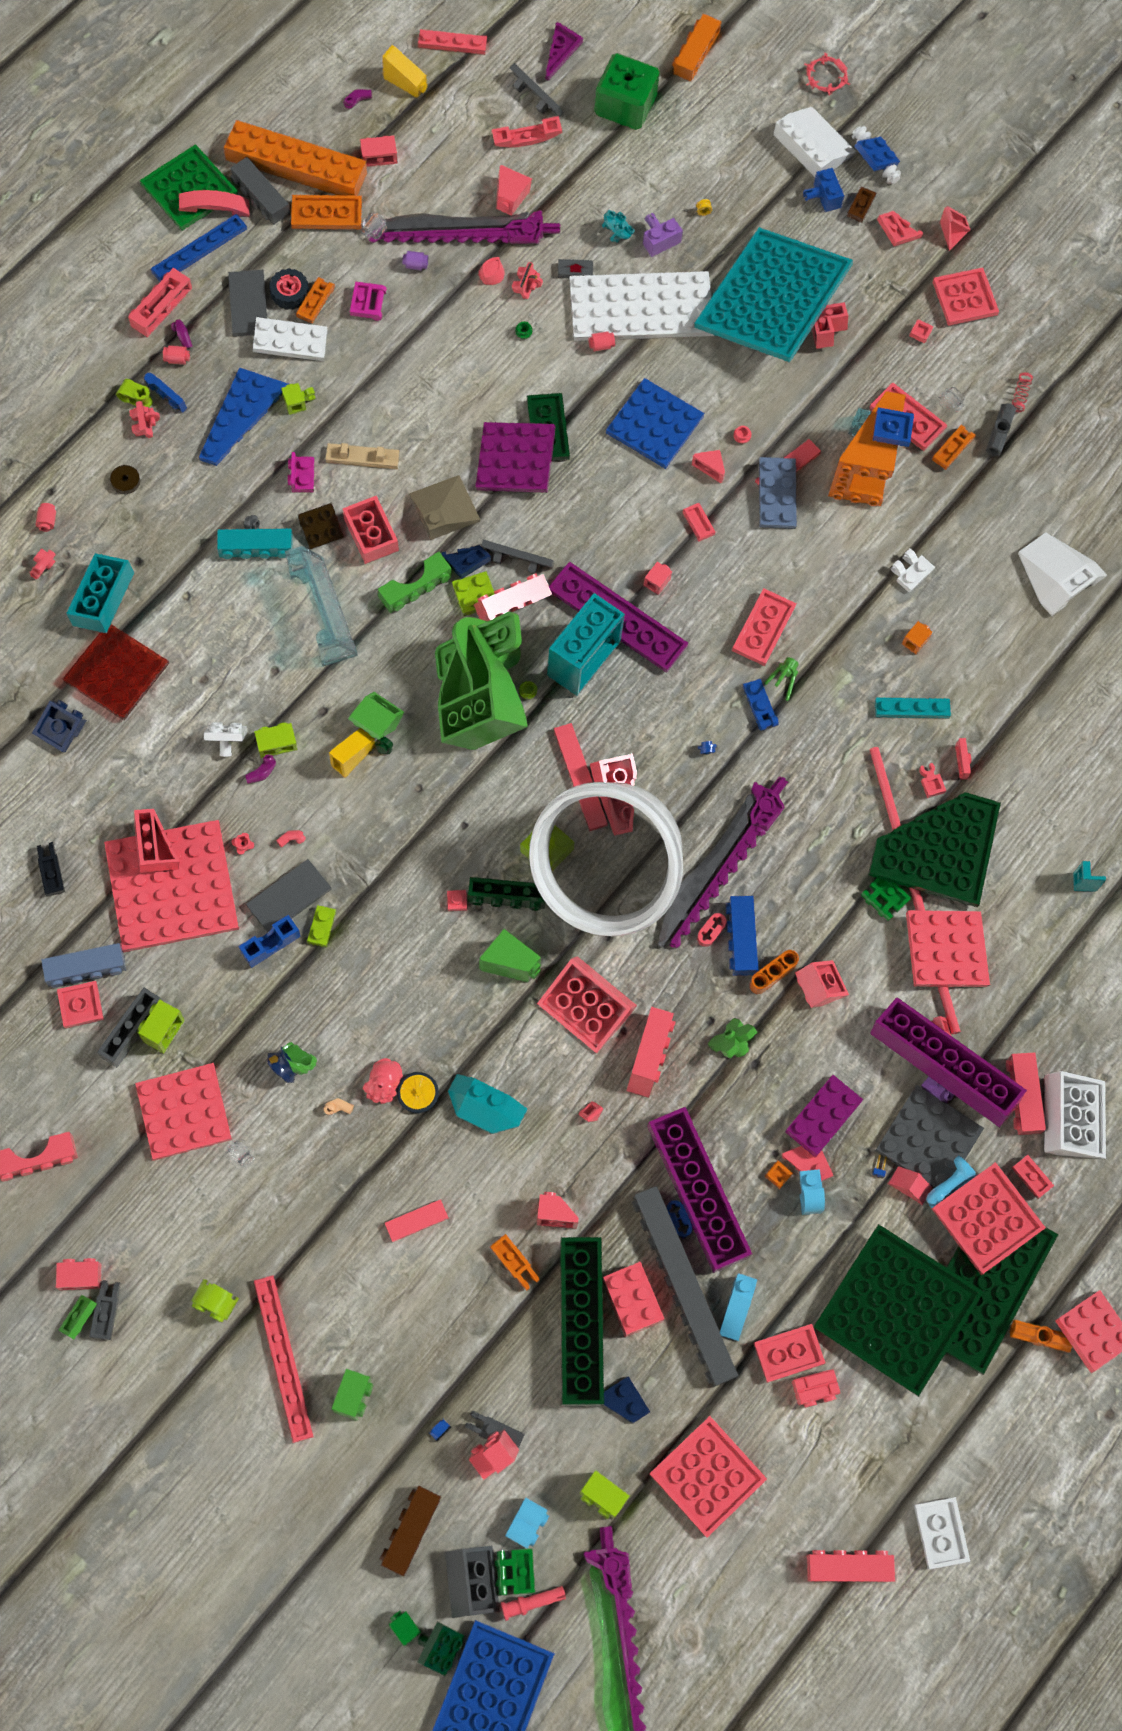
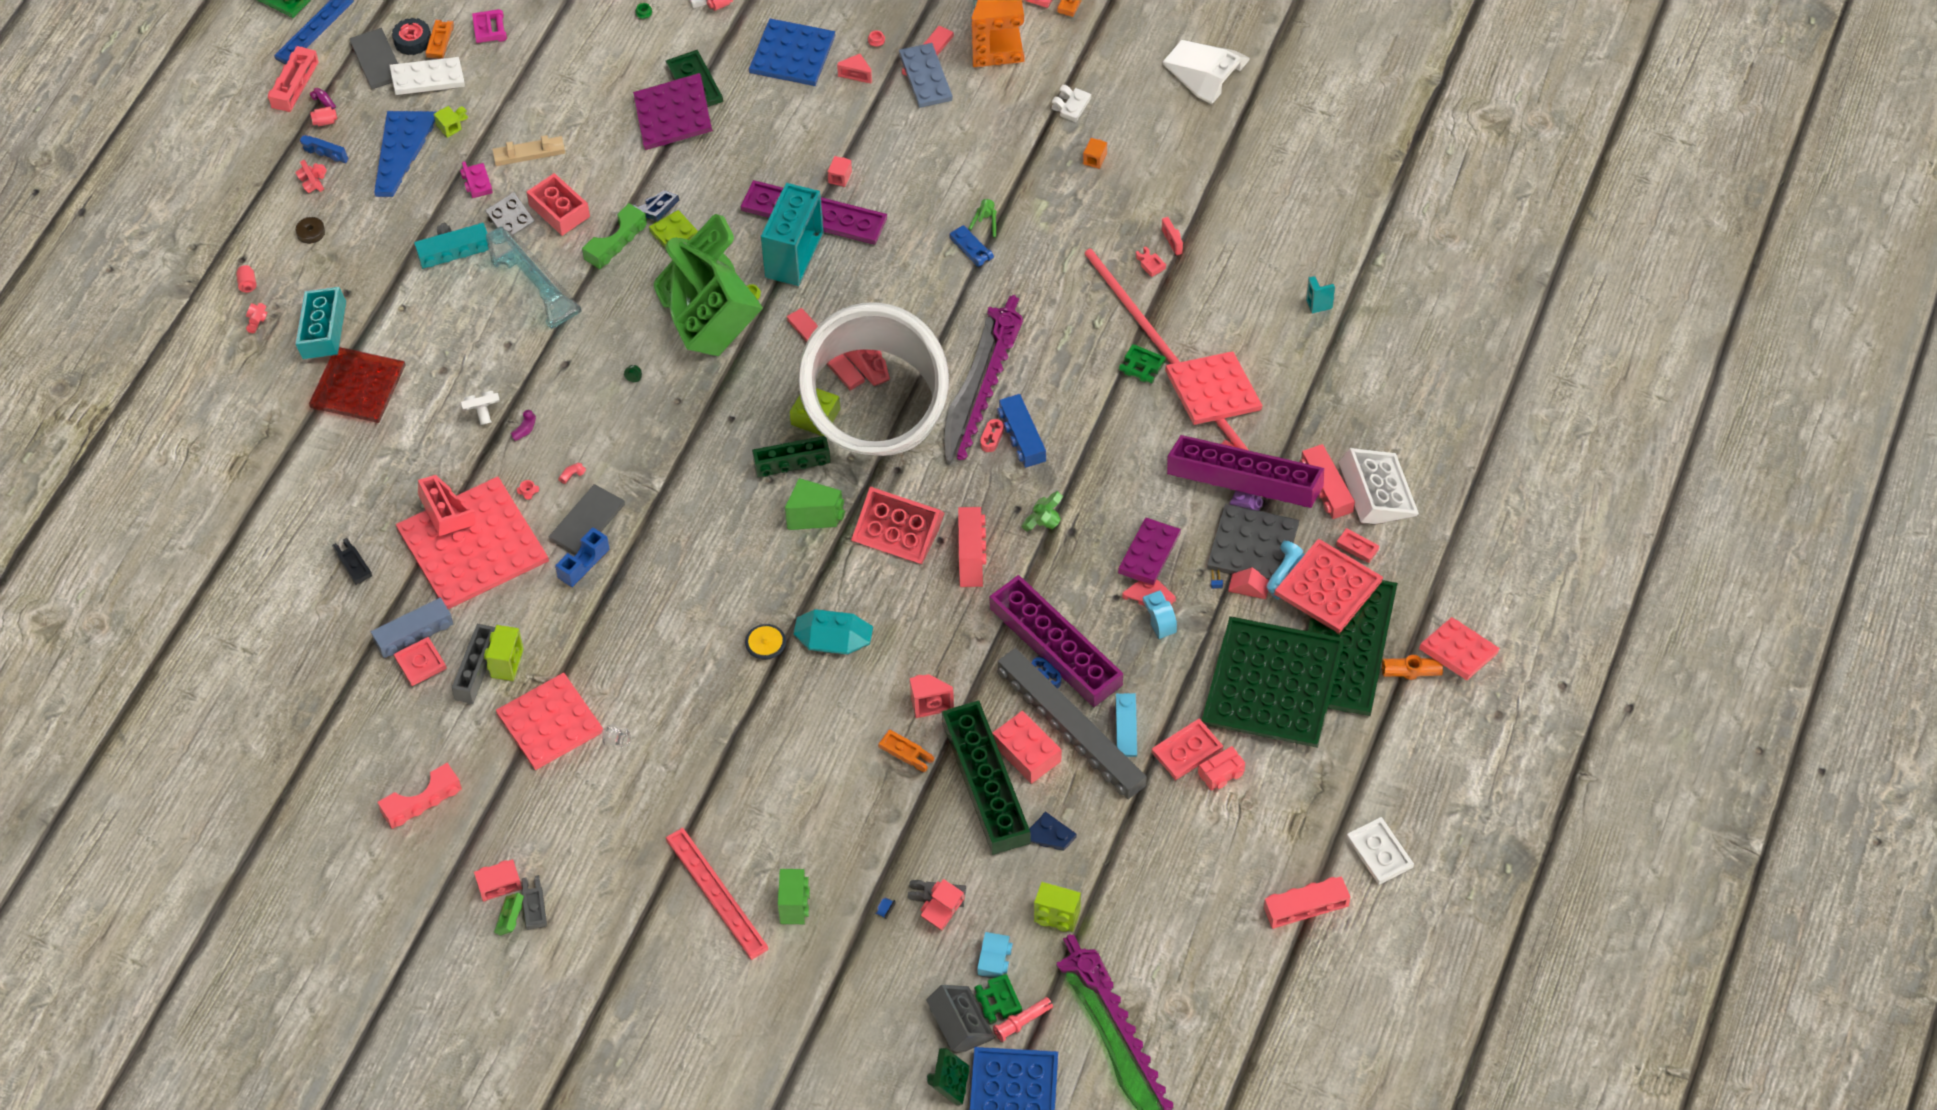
camera: 10 degrees left, 15 degrees down
(59, 725) = (319, 441): dark blue plate -> none
(133, 392) = (292, 156): lime piece -> none
(214, 1300) = (634, 859): lime brick -> none
(276, 739) = (529, 396): lime brick -> none
(291, 1061) = (638, 646): piece -> none
(321, 926) = (626, 535): lime plate -> none
(337, 1105) = (694, 673): light nougat arm -> none
(351, 752) = (604, 386): yellow slope -> none
(376, 716) = (618, 348): bright green slope -> none
(383, 1081) = (730, 641): coral hair -> none
(404, 1627) = (910, 1074): green brick -> none
(411, 1530) = (888, 994): reddish brown brick -> none
(416, 1220) = (801, 745): coral tile -> none
(444, 507) = (620, 171): dark tan slope -> none
(457, 900) = (746, 479): coral plate -> none
(501, 550) = (703, 187): dark grey hinge -> none
(513, 598) = (727, 206): wedge -> none
(591, 1112) = (934, 611): coral slope -> none
(698, 522) = (861, 118): coral tile -> none
(707, 747) = (934, 292): blue plate -> none
(708, 1476) = (1148, 869): coral plate -> none
(764, 627) = (952, 183): coral plate -> none
(778, 964) = (1061, 451): orange beam -> none
(778, 1174) = (1125, 612): orange tile -> none
(821, 983) = (1107, 448): coral slope -> none
(912, 707) = (1111, 210): teal plate -> none
(941, 850) = (1179, 311): dark green plate -> none

